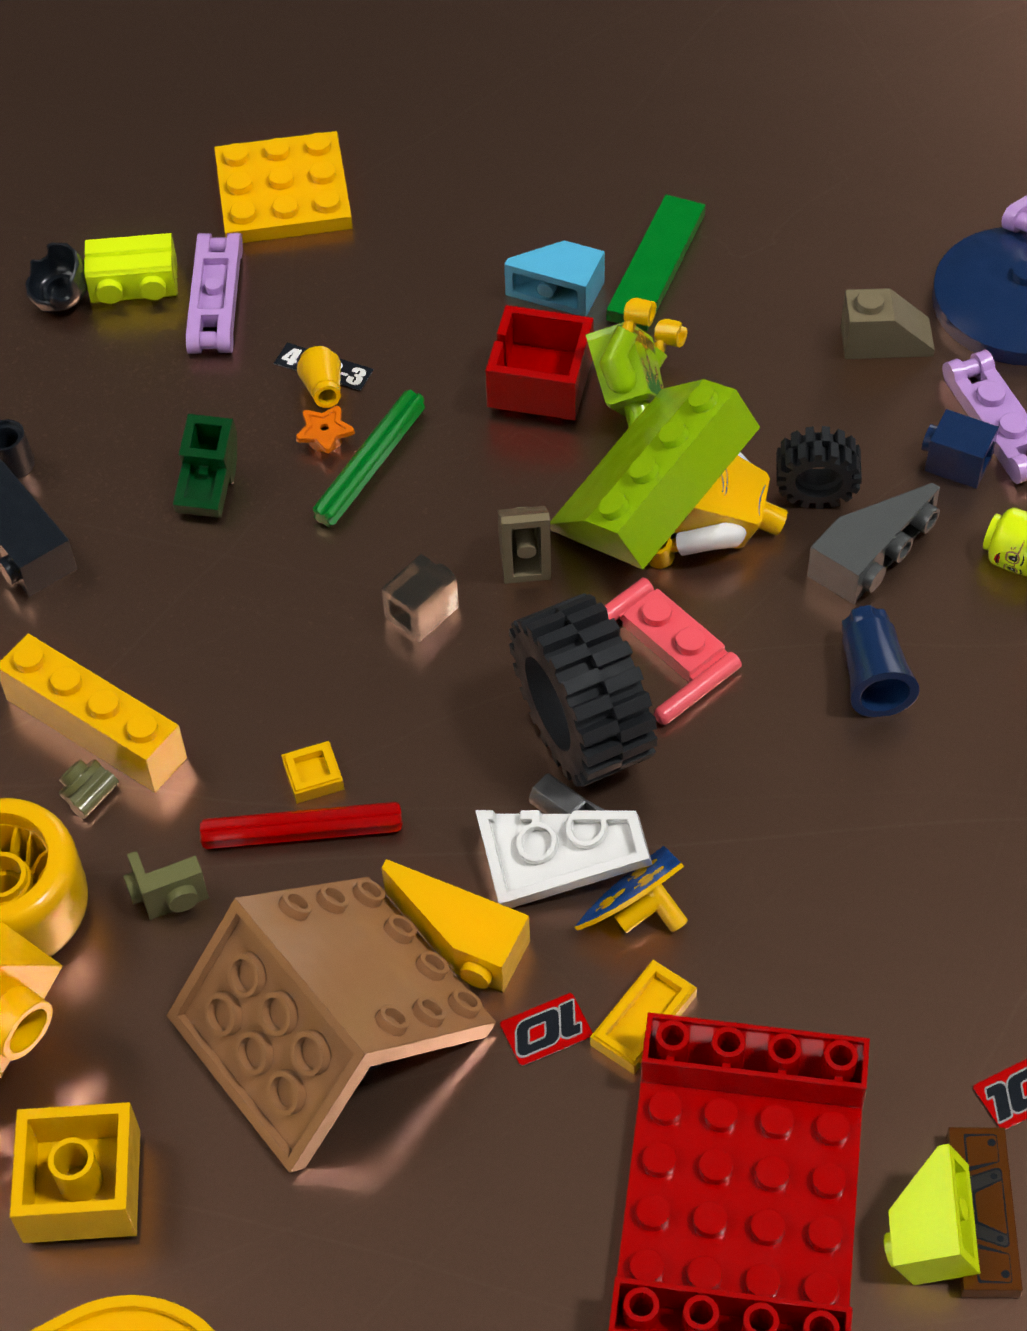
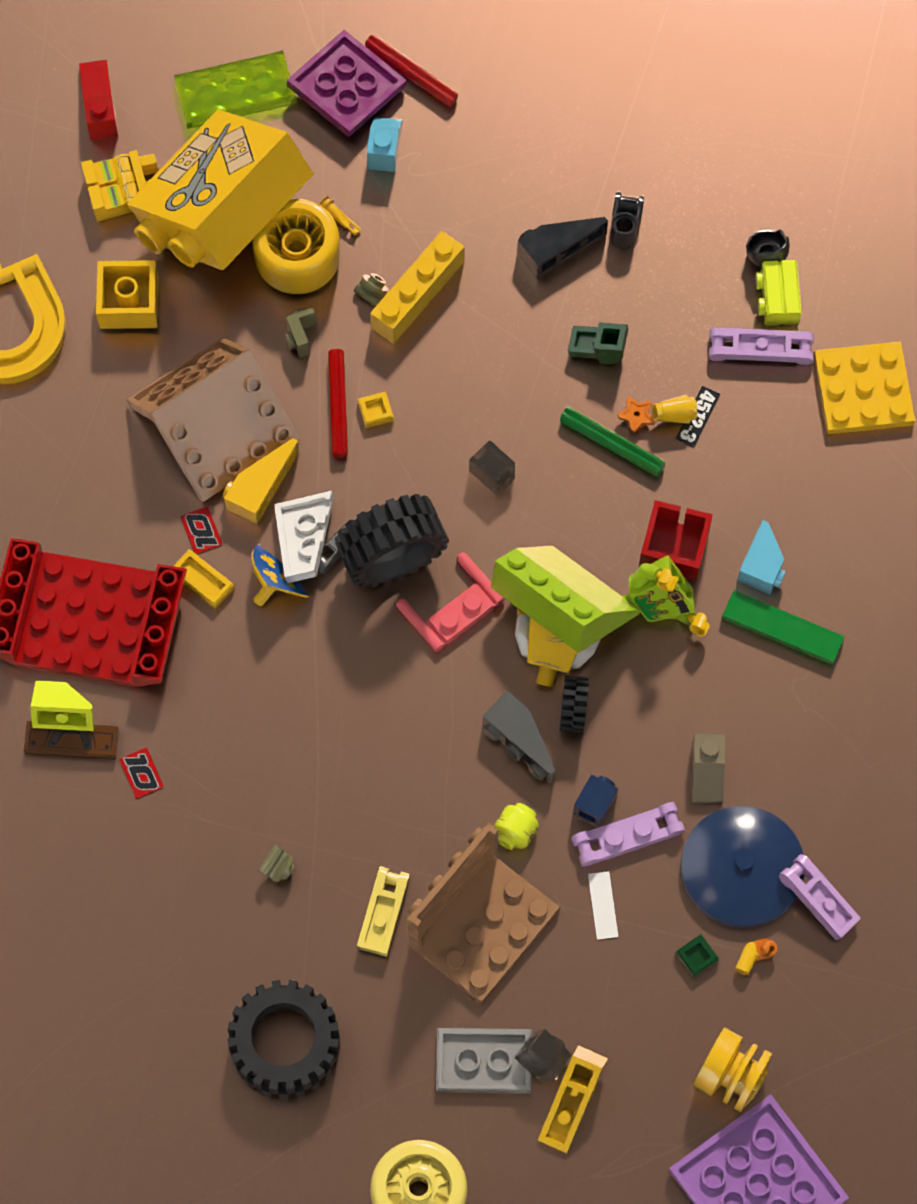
camera: 90 degrees right, 15 degrees up
(525, 544) = (530, 524): dark tan slope -> none
(876, 664) = (426, 724): dark blue plant -> none

